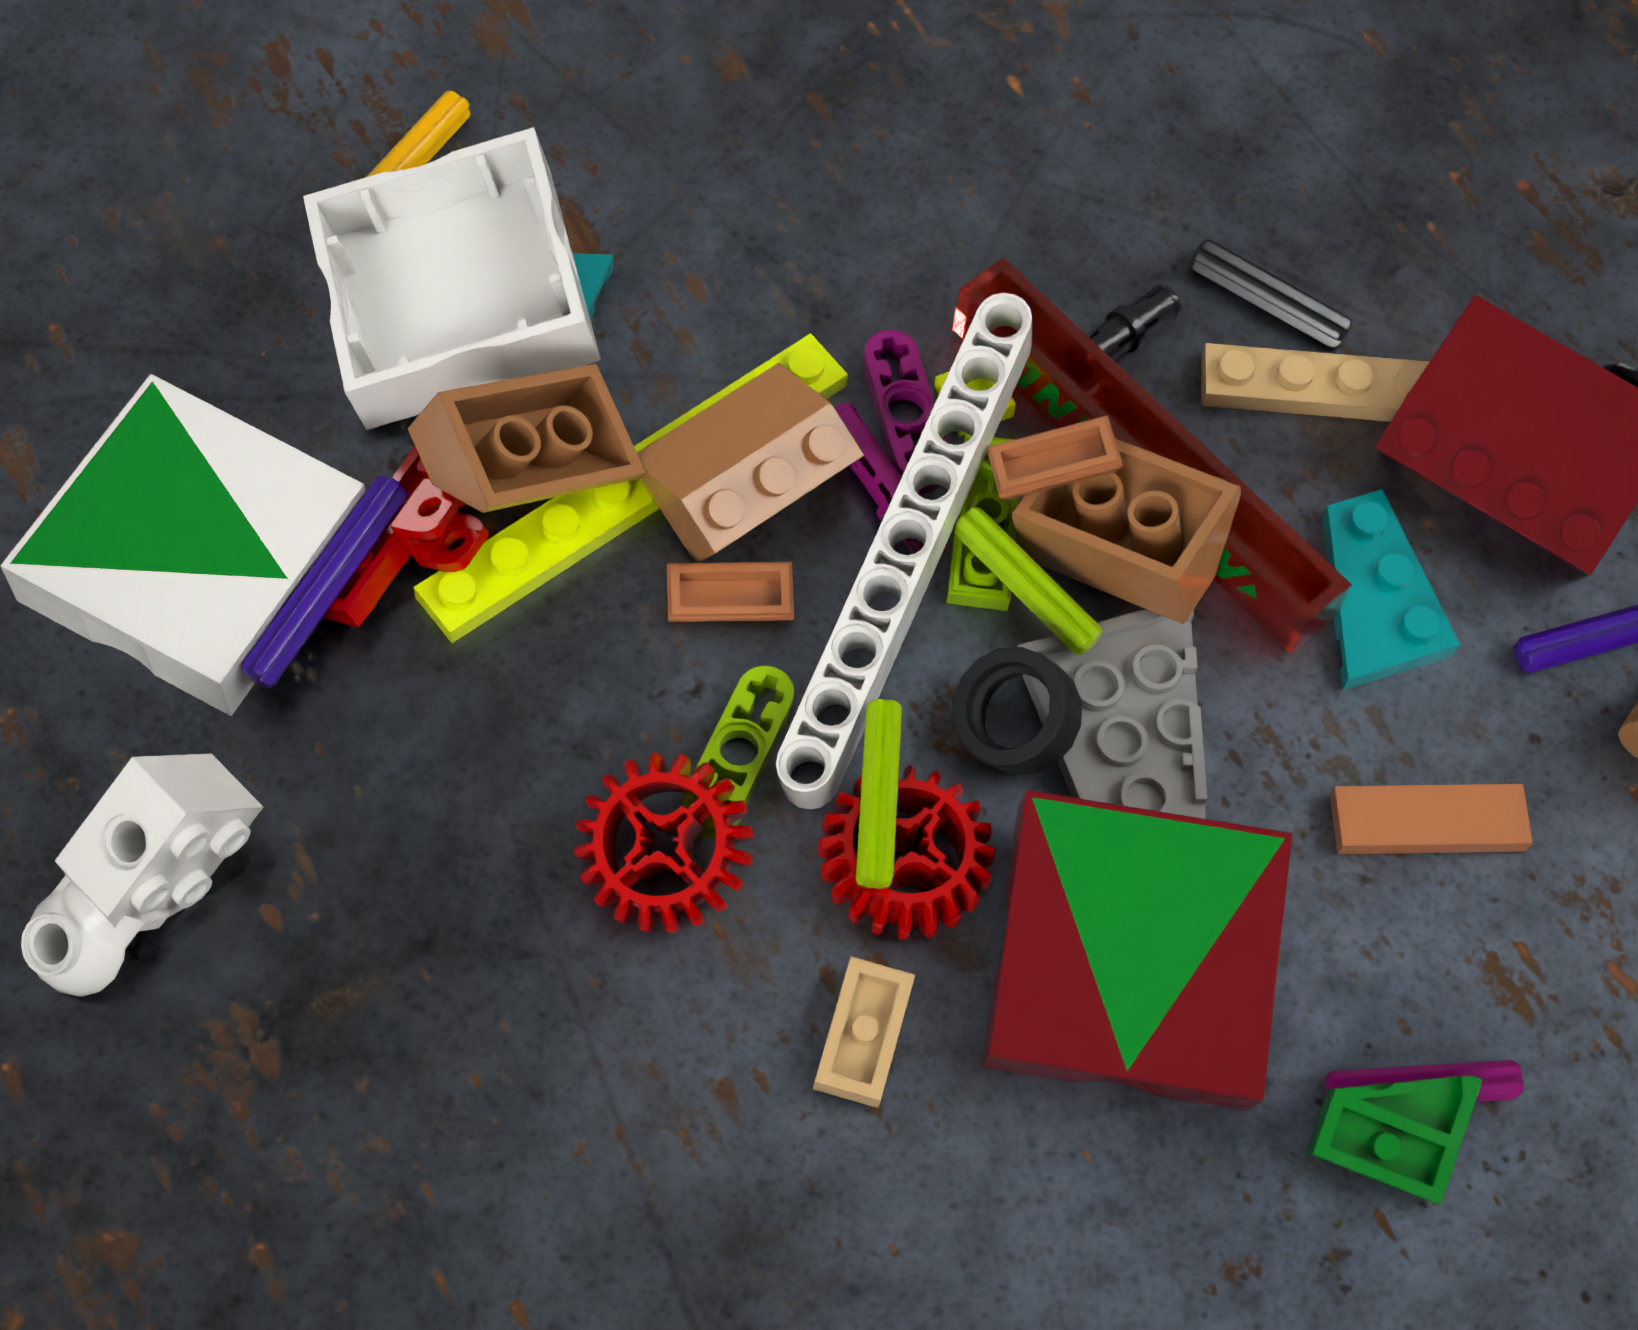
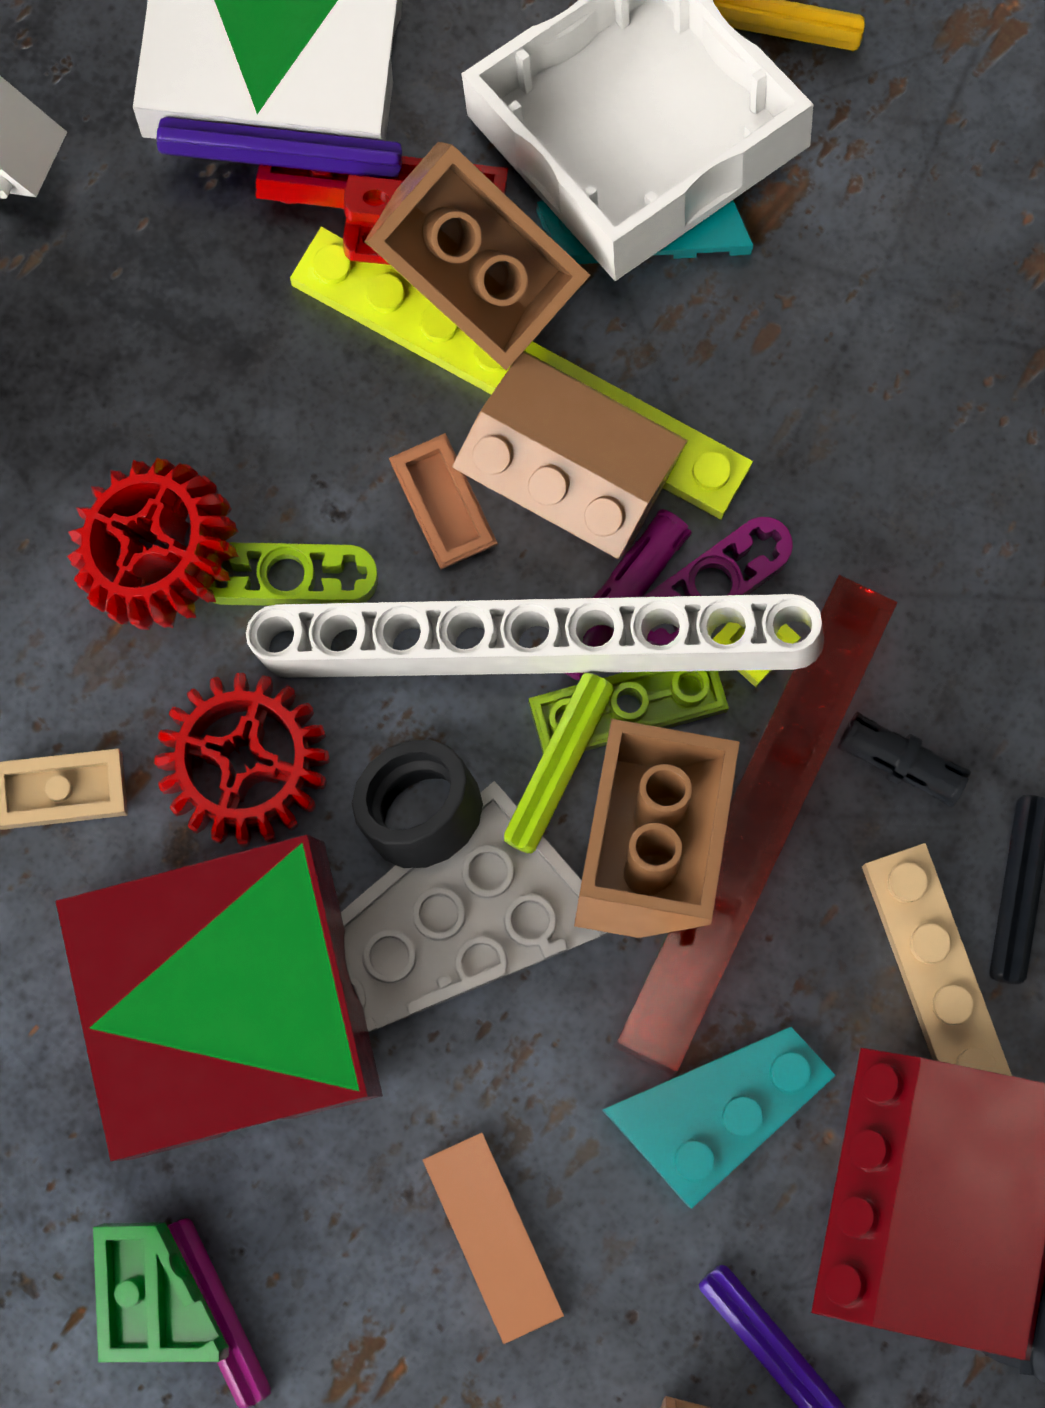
camera: 70 degrees right, 15 degrees up
(879, 794) = (265, 707): lime axle -> none
(1054, 458) = (681, 733): nougat tile -> none

